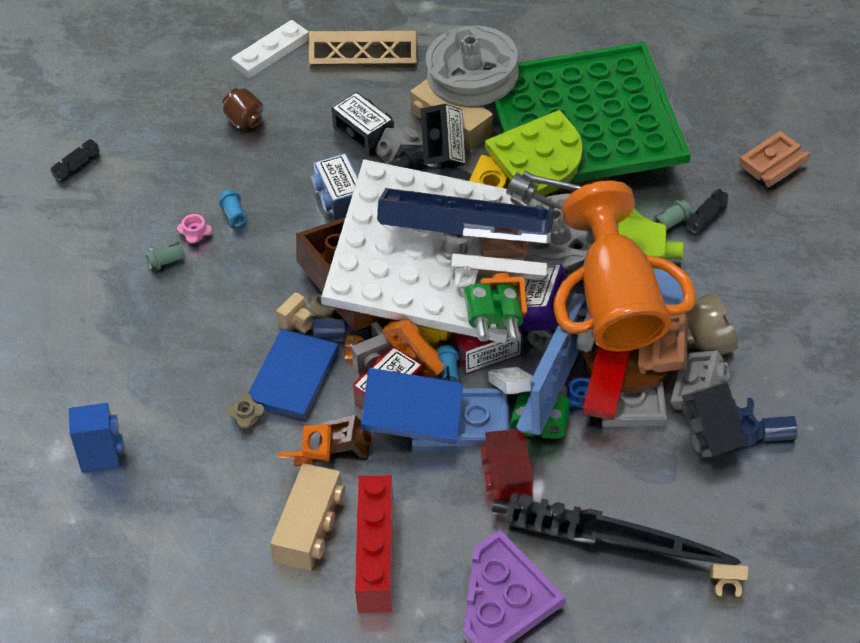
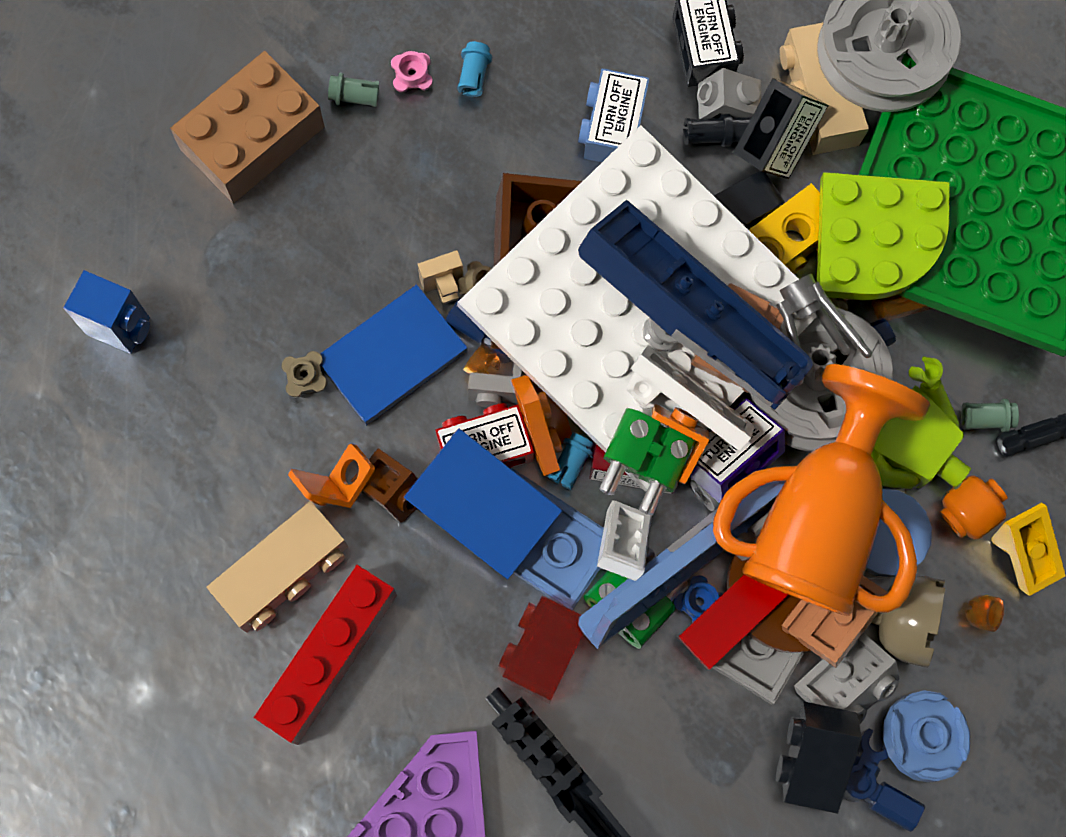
camera: 25 degrees right, 25 degrees up
(112, 303) = (248, 126): none -> medium nougat brick
(700, 260) = (974, 507): none -> orange head
(743, 255) = (1032, 549): none -> yellow slope
(748, 308) = (986, 612): none -> clear orange hinge
(766, 384) = (926, 736): none -> medium blue tile

